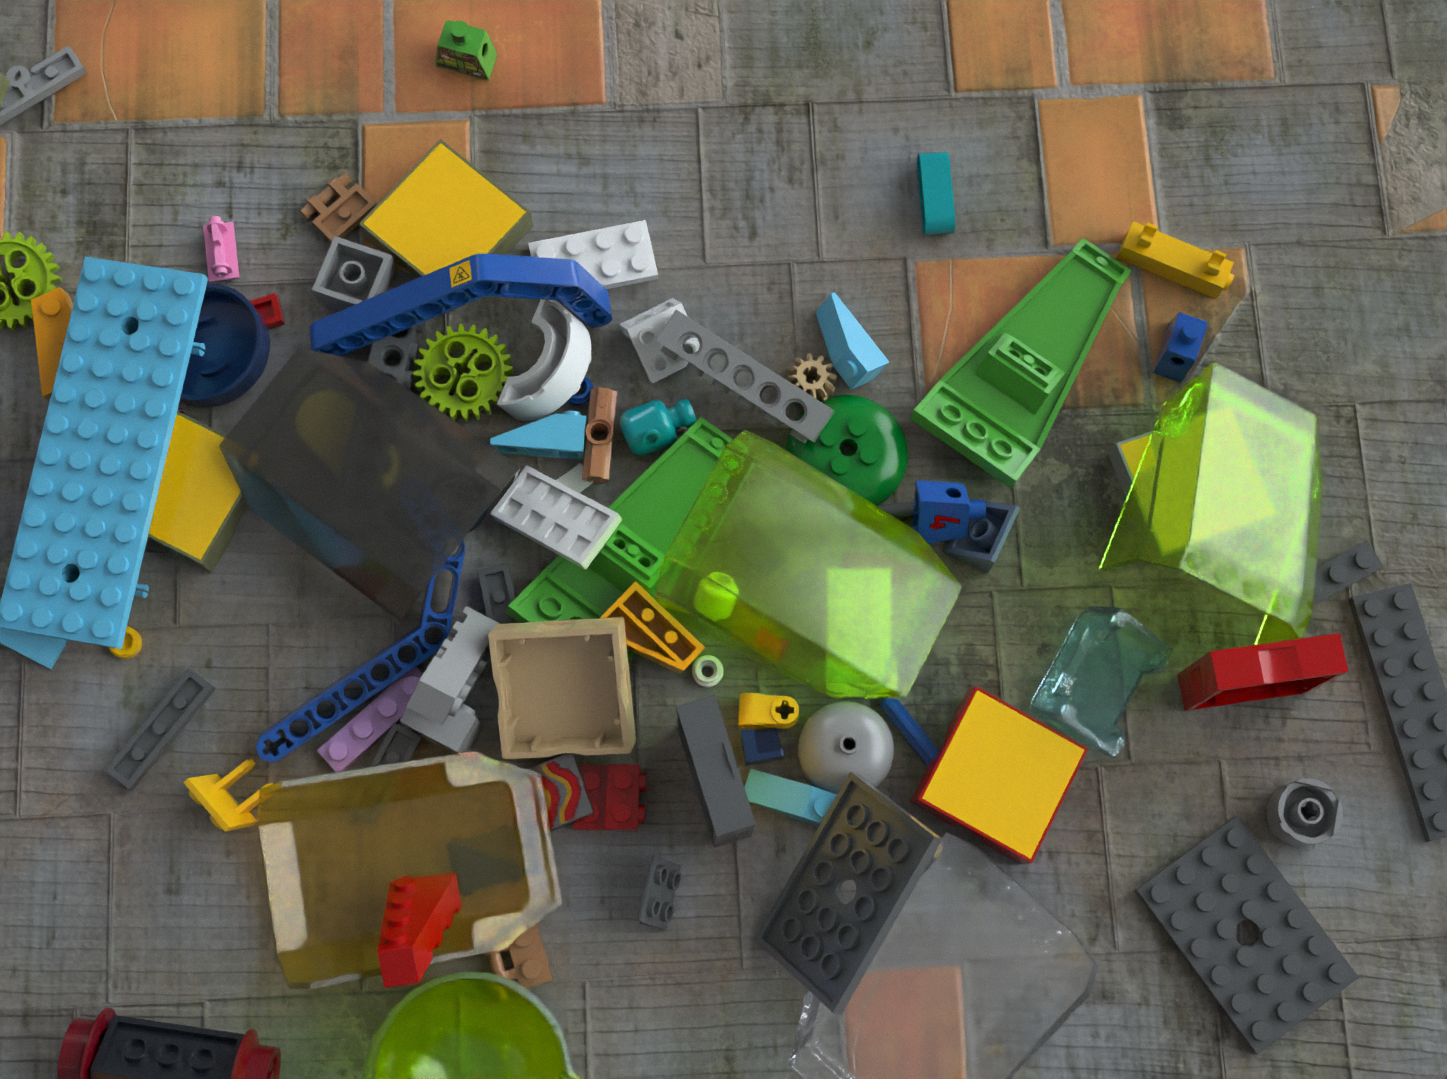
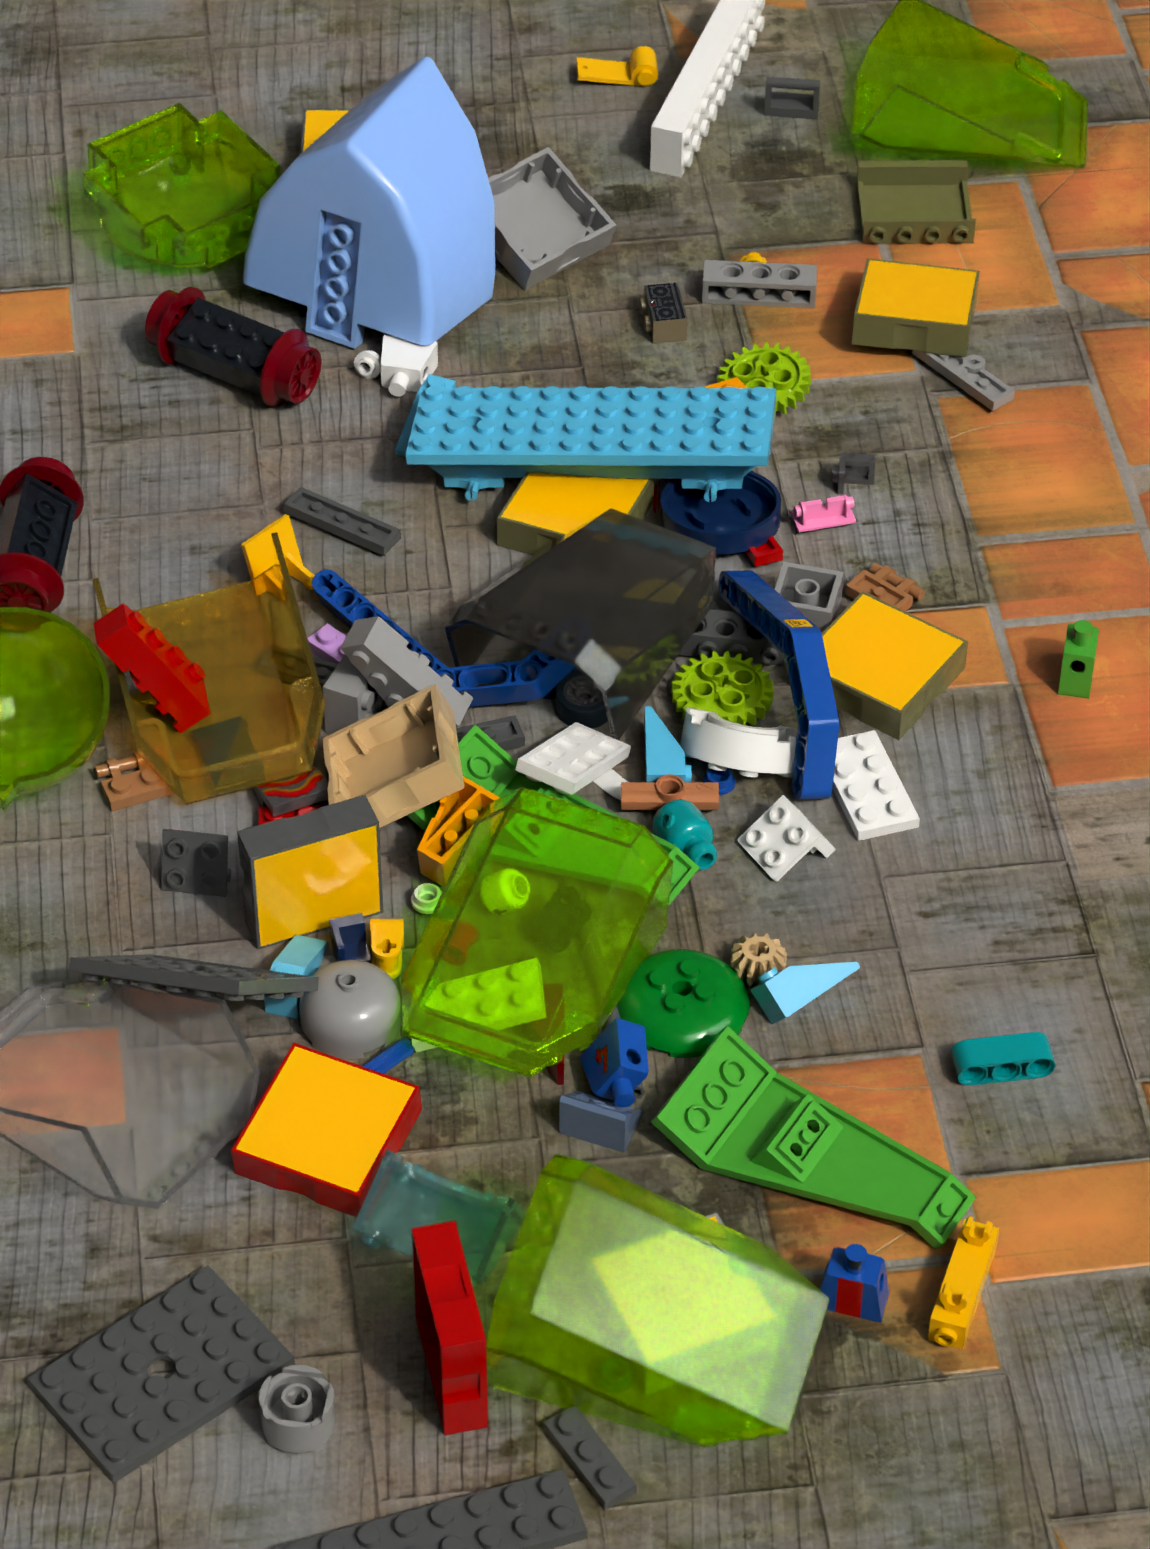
camera: 90 degrees right, 30 degrees down
(131, 645) = (423, 494): yellow tile -> none
(159, 213) = (854, 470): none -> flat silver bracket
(682, 328) = (742, 884): light grey brick -> none

